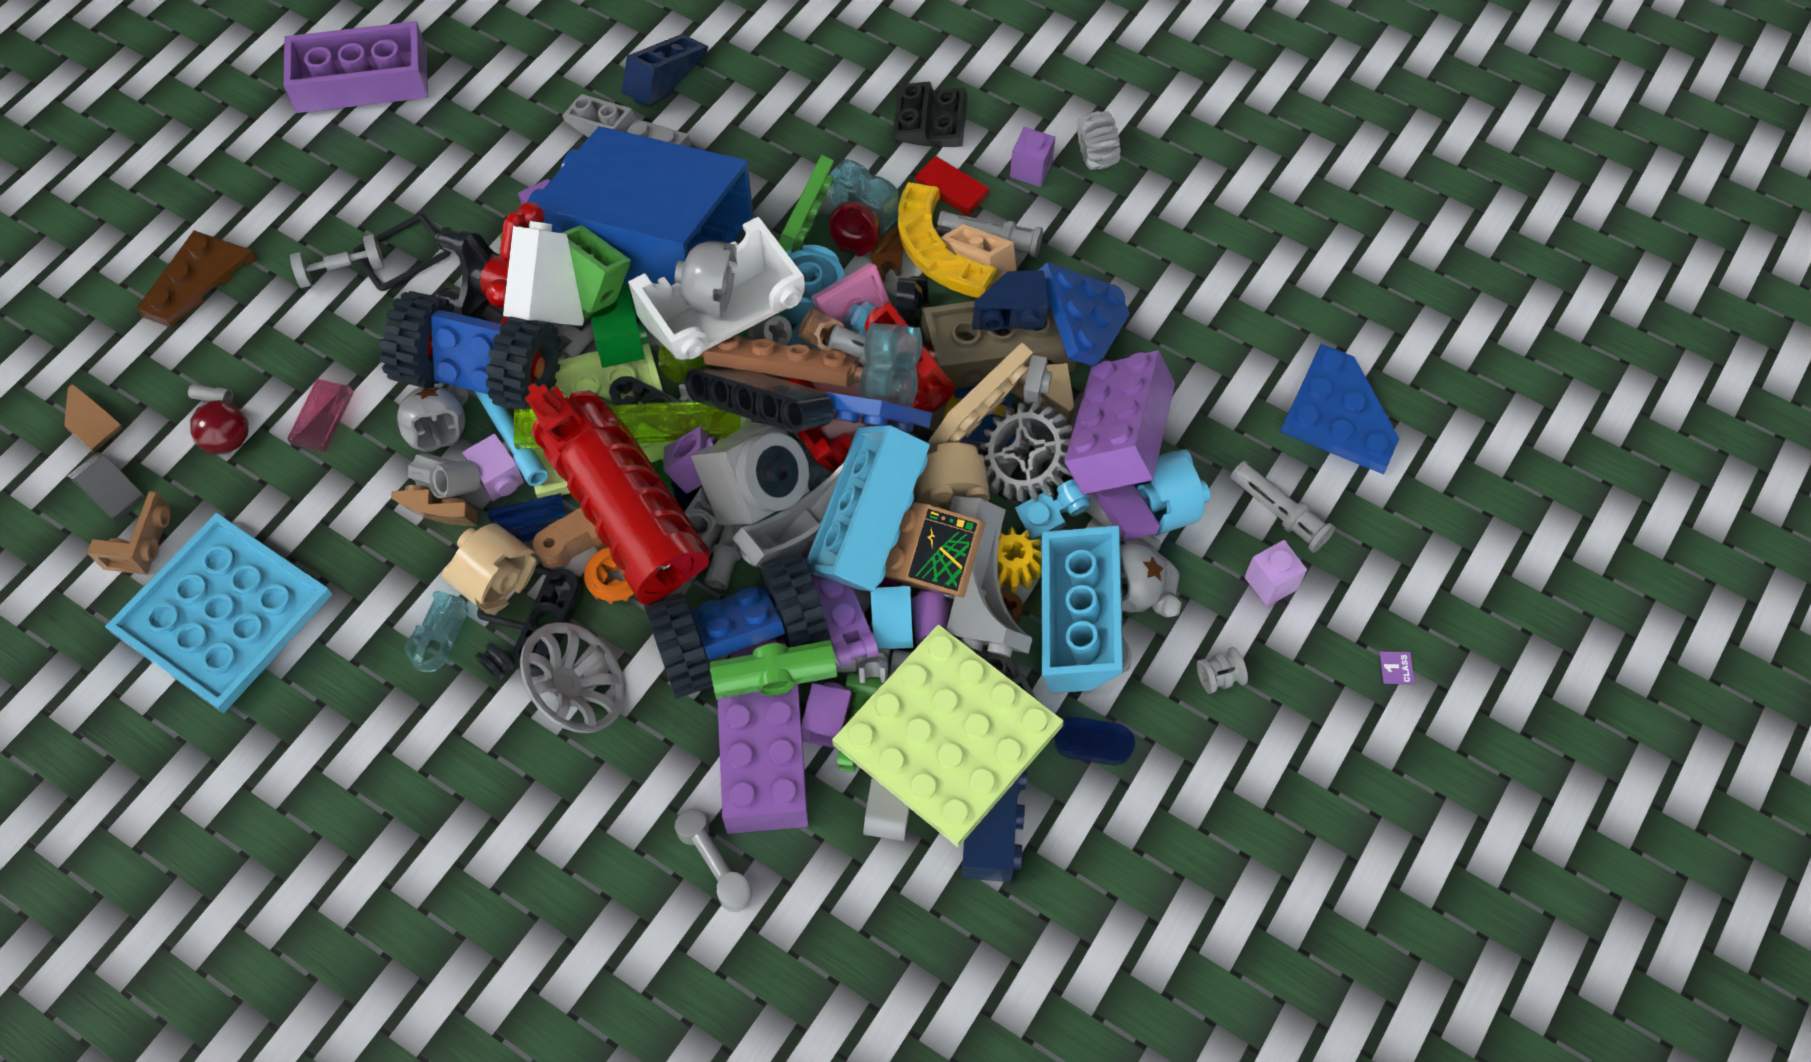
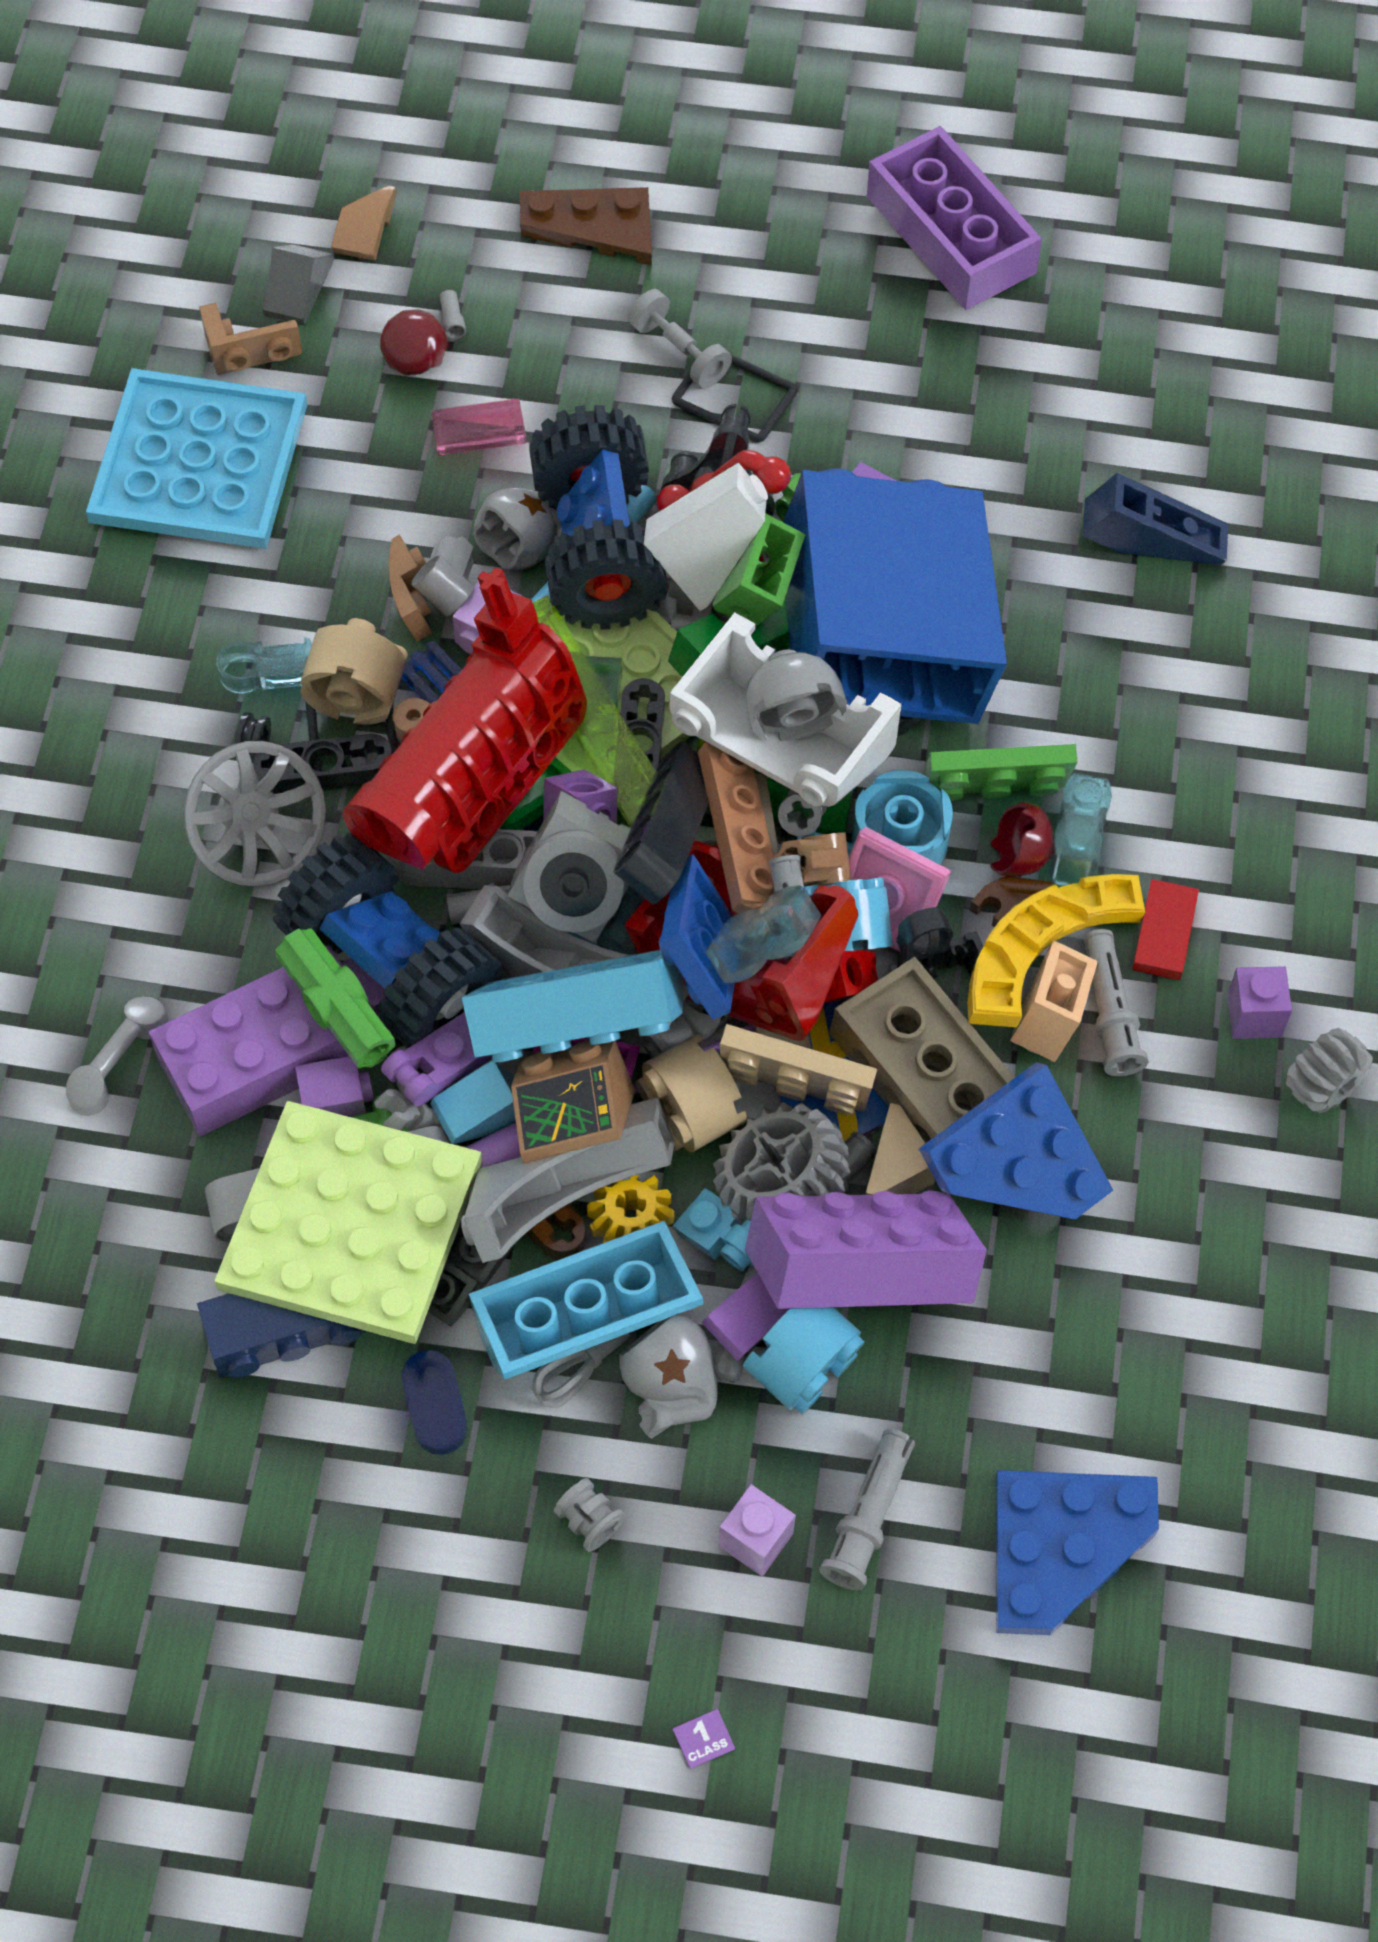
camera: 65 degrees right, 0 degrees up
(589, 113) = (1027, 531): light grey slope -> none
(930, 115) = (1266, 858): pearl dark grey slope -> none
(1013, 303) = (969, 1050): dark blue slope -> none
(1037, 380) = (860, 1123): light grey plate -> none

